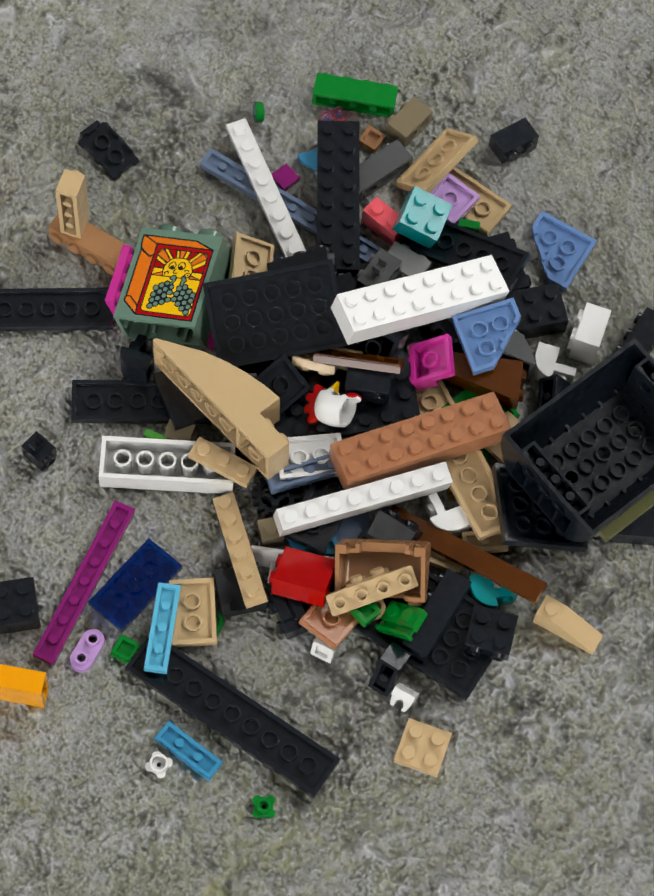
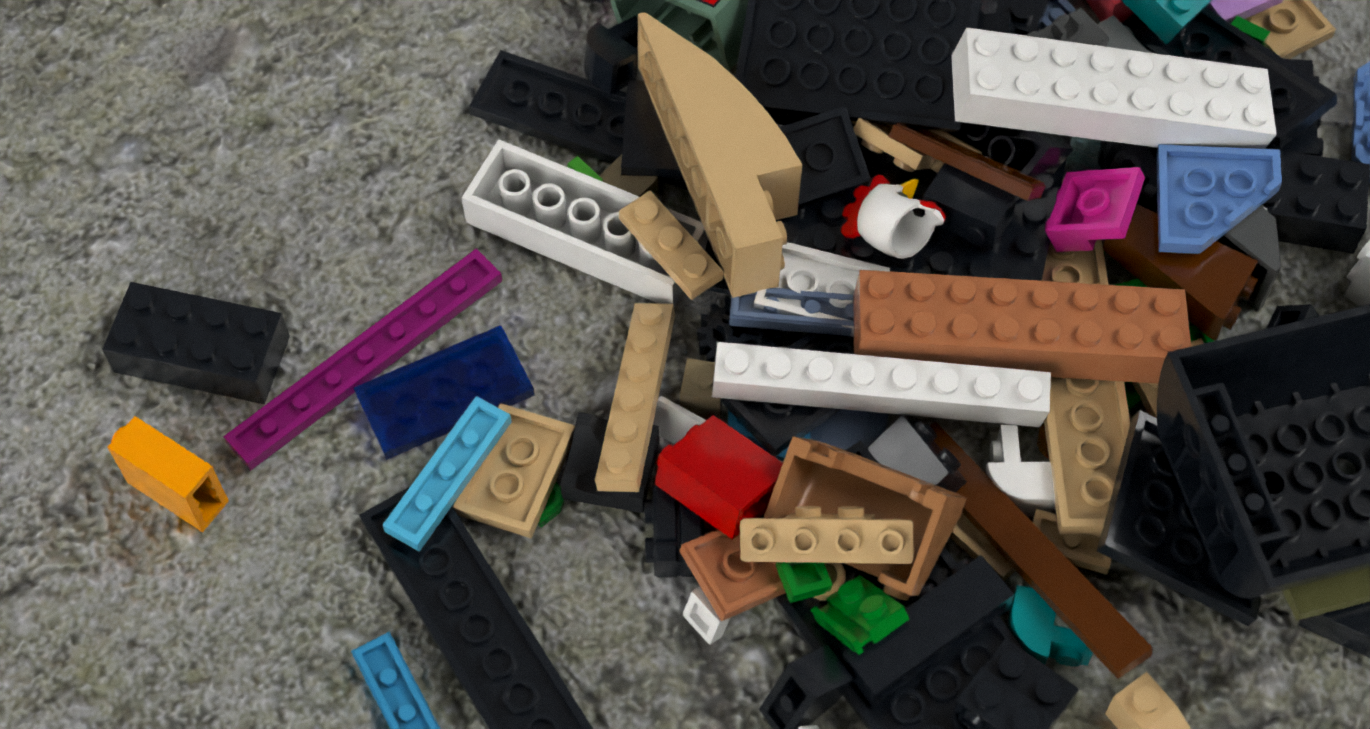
camera: 30 degrees right, 5 degrees down
(39, 451) = (397, 134): black brick -> none
(88, 650) = (318, 467): lavender plate -> none
(125, 649) = (376, 485): green tile -> none
(156, 758) = (336, 687): white plate -> none
(546, 363) = (1302, 284): white brick -> none

